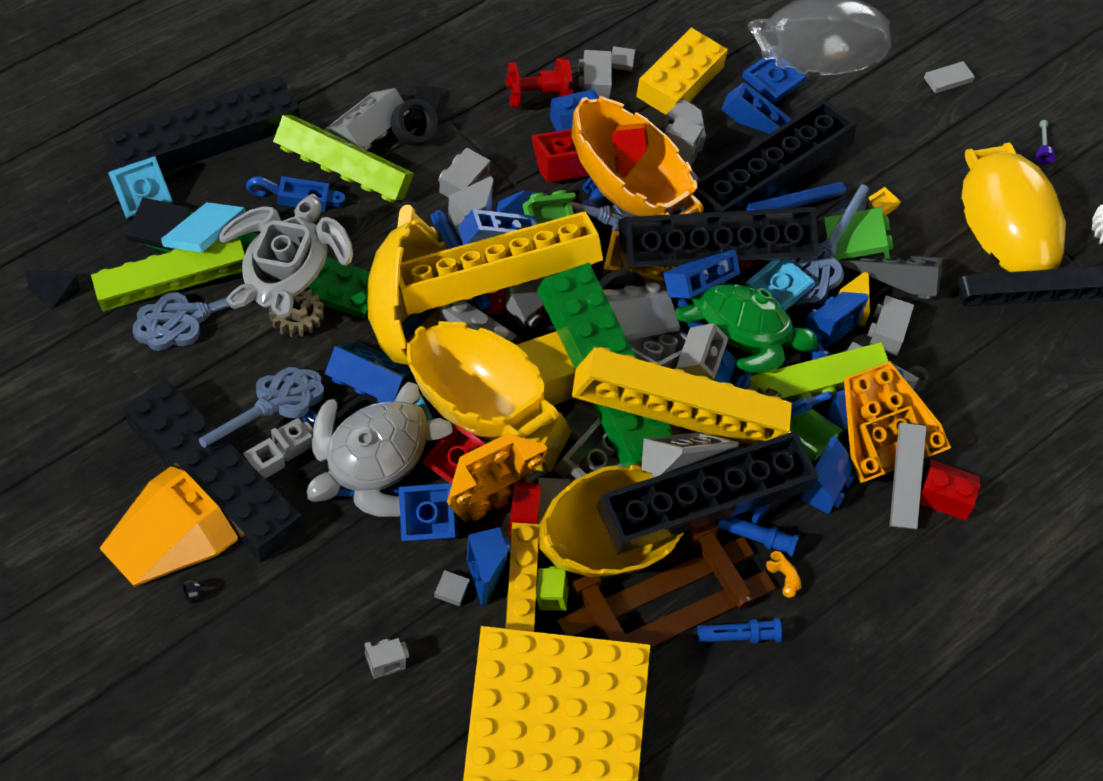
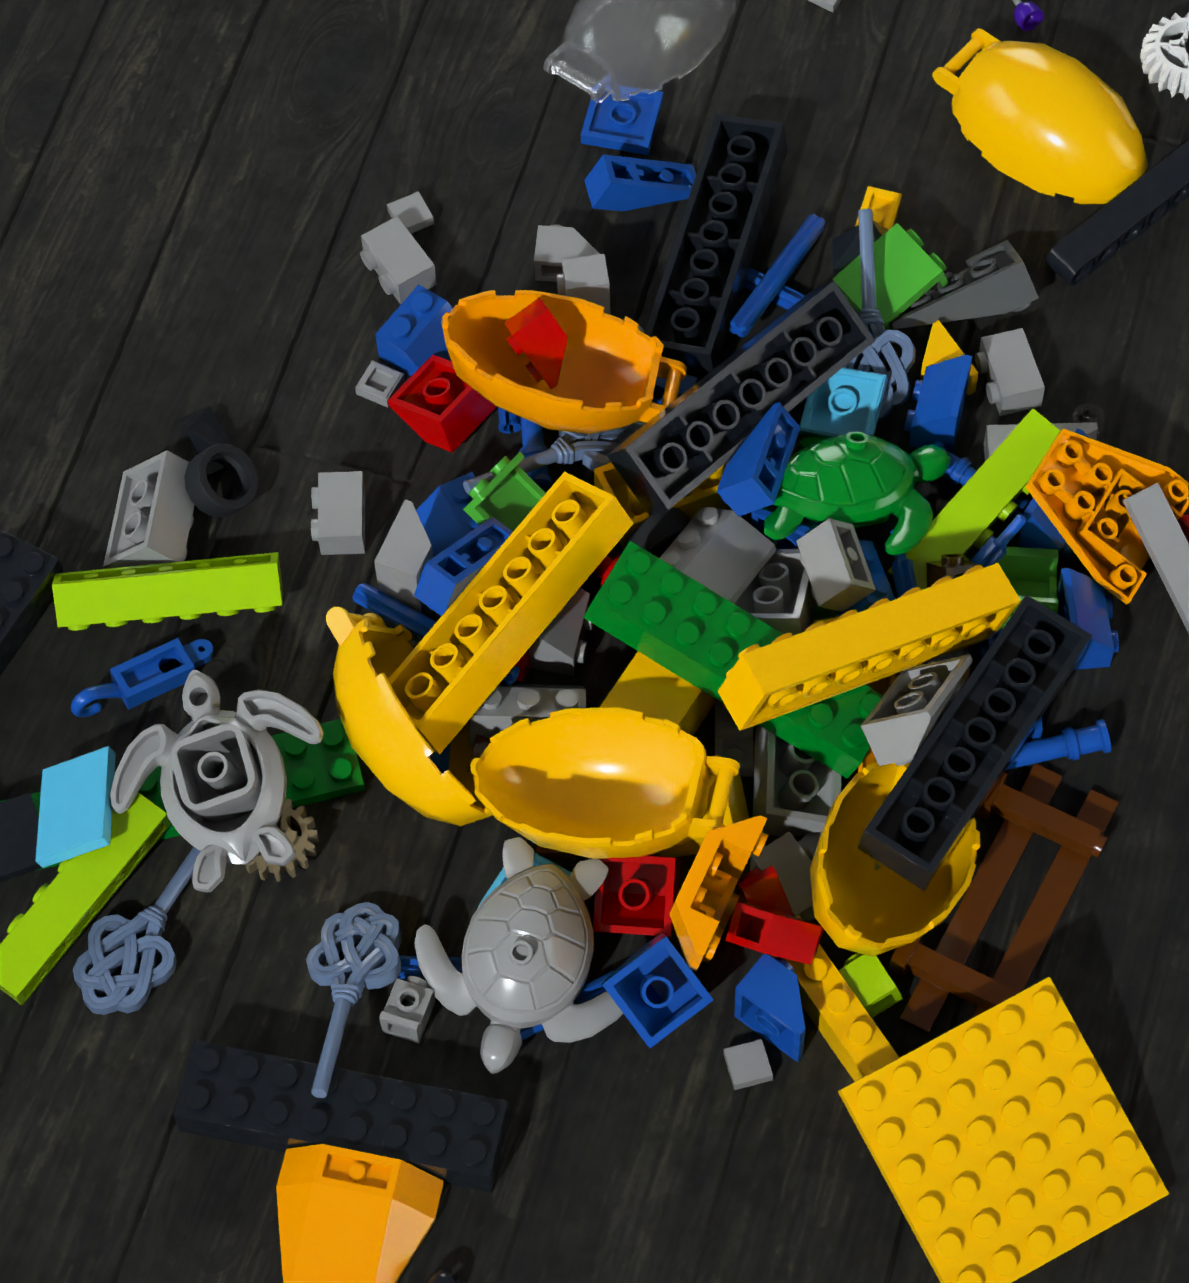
camera: 25 degrees left, 5 degrees up
(266, 457) = (394, 1046): light grey brick -> none
(368, 371) = (434, 857): blue slope -> none
(386, 657) = (740, 1203): light grey brick -> none
(511, 519) = (774, 933): none -> red slope
(537, 126) = (379, 383): none -> light grey tile
(548, 81) = (360, 303): red piece -> none
(682, 71) = (505, 187): yellow brick -> none
(750, 631) = (1132, 871): blue pin -> none
(792, 579) = (1131, 778): light orange piece -> none

